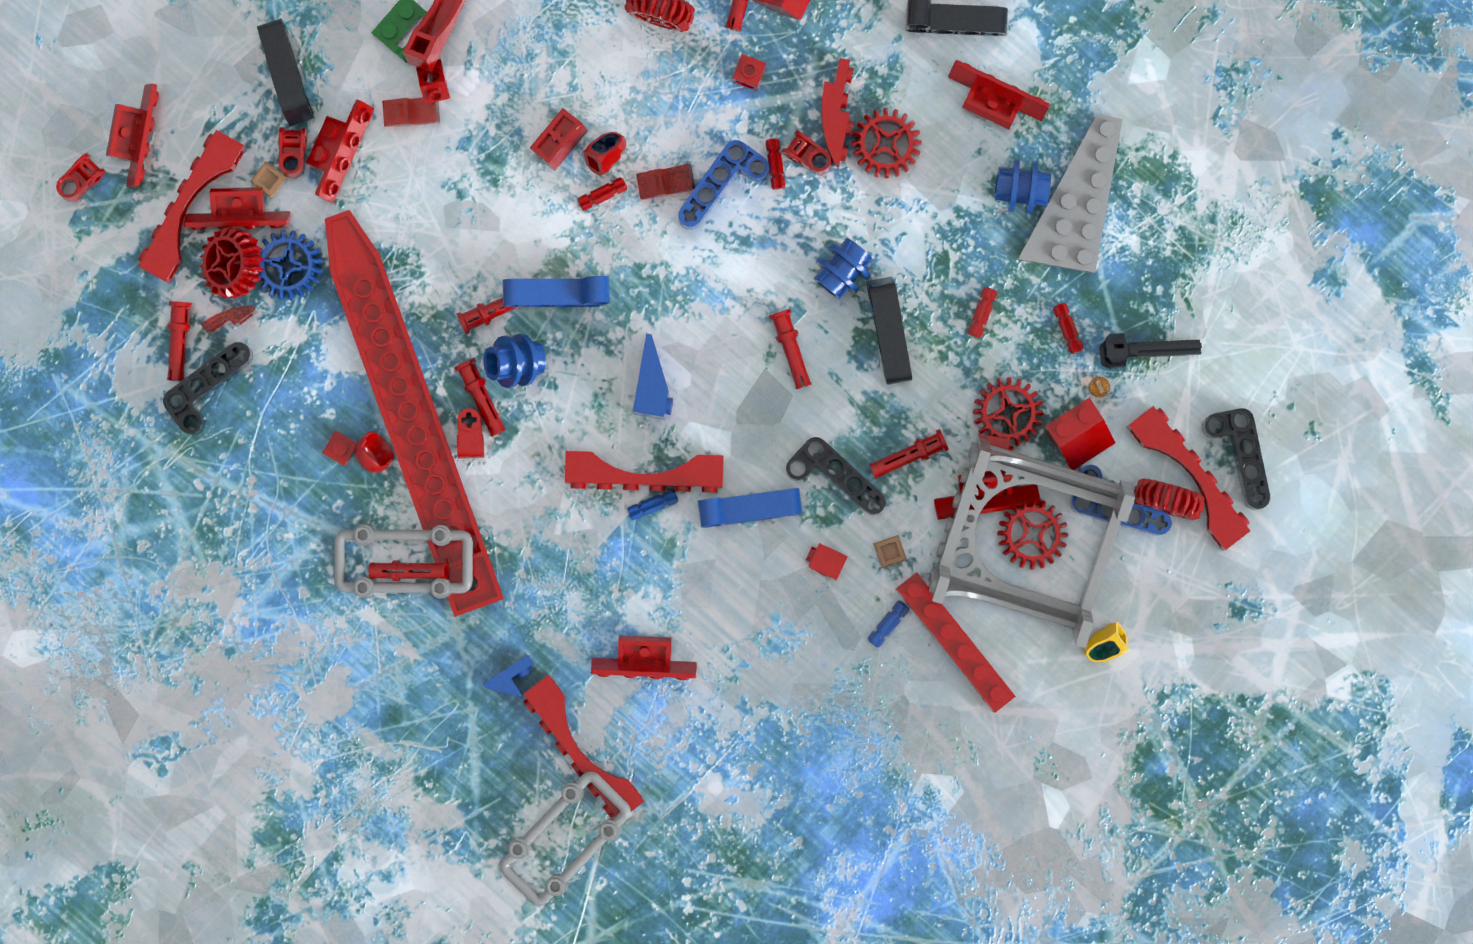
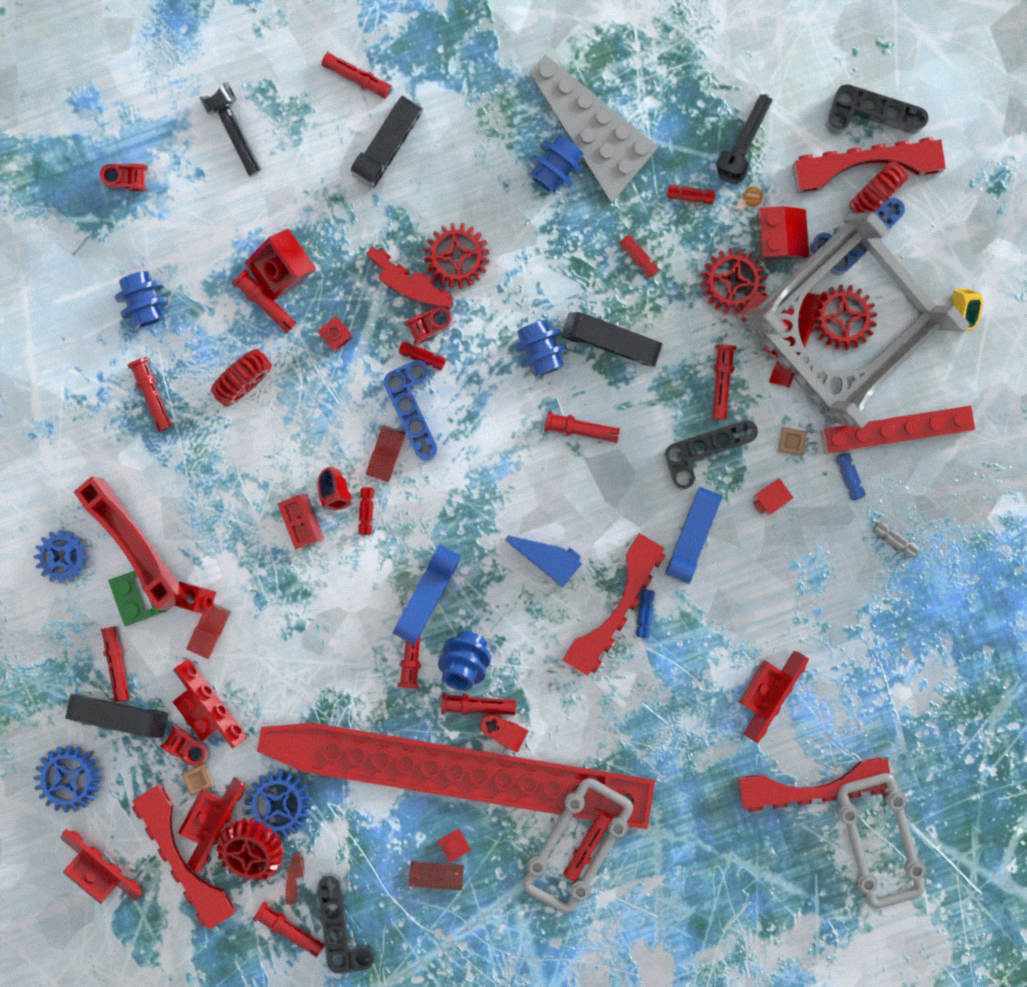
camera: 60 degrees left, 0 degrees up
(81, 177) = (106, 935): red piece -> none
(207, 49) = (49, 790): none -> blue gear
(303, 447) = (436, 875): none -> clear red slope
(336, 40) = (115, 663): none -> red pin
(373, 453) = (474, 820): red hair -> none
(504, 680) = (723, 817): blue slope -> none
(853, 698) = (896, 539): none -> light grey axle
(995, 98) = (469, 147): red bracket -> none

